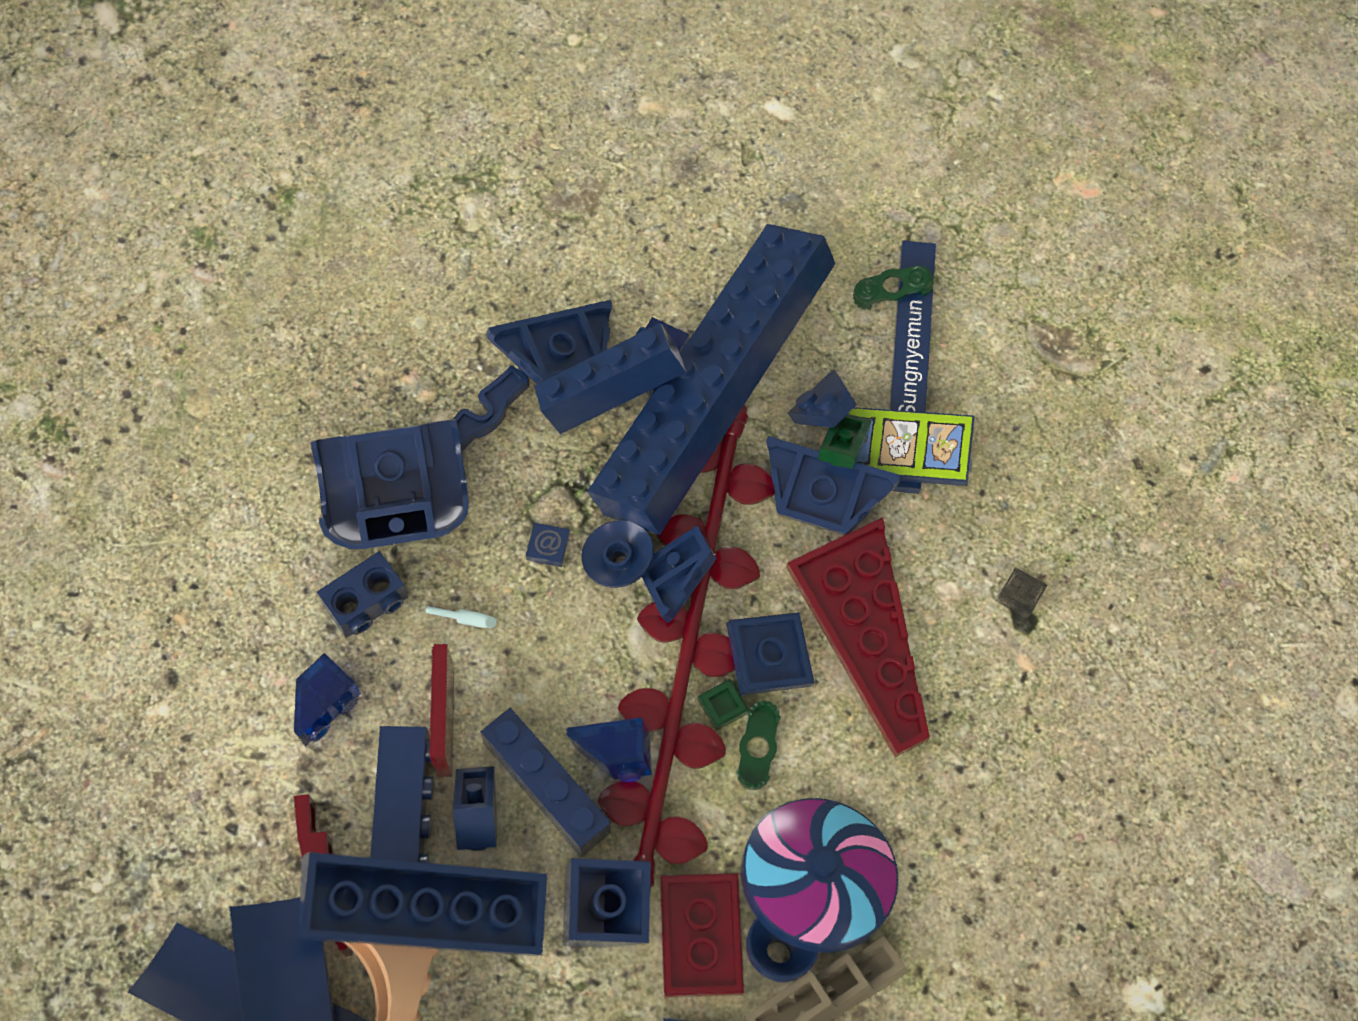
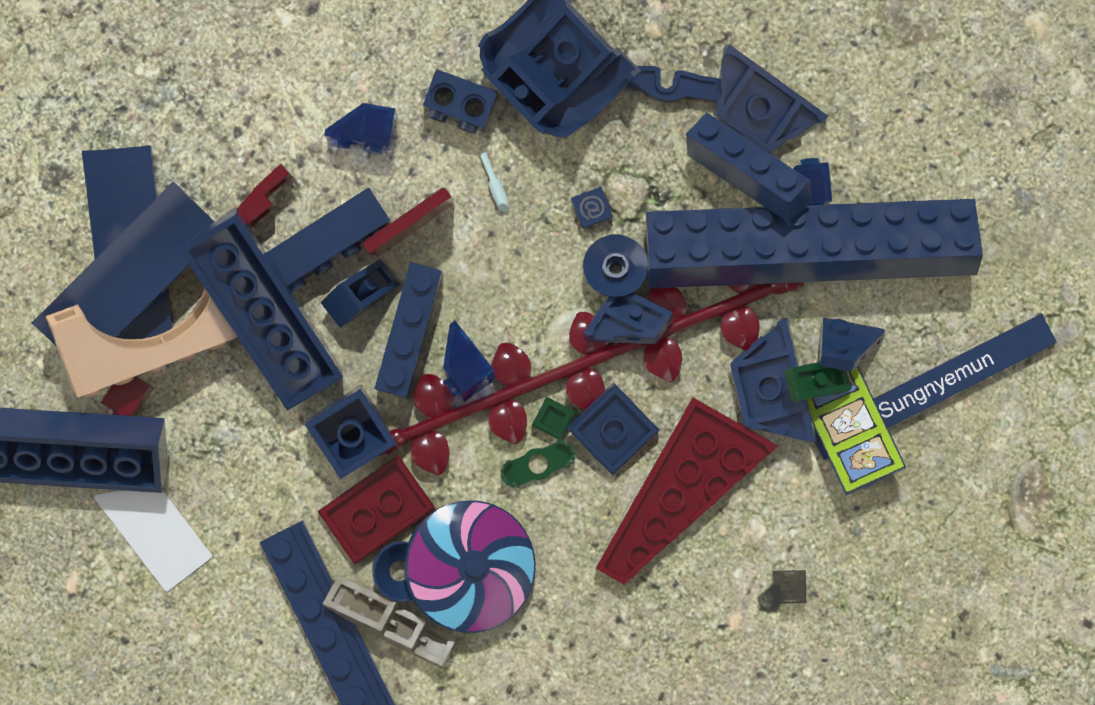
camera: 60 degrees right, 20 degrees up
(871, 289) = (1007, 347): dark green piece -> none

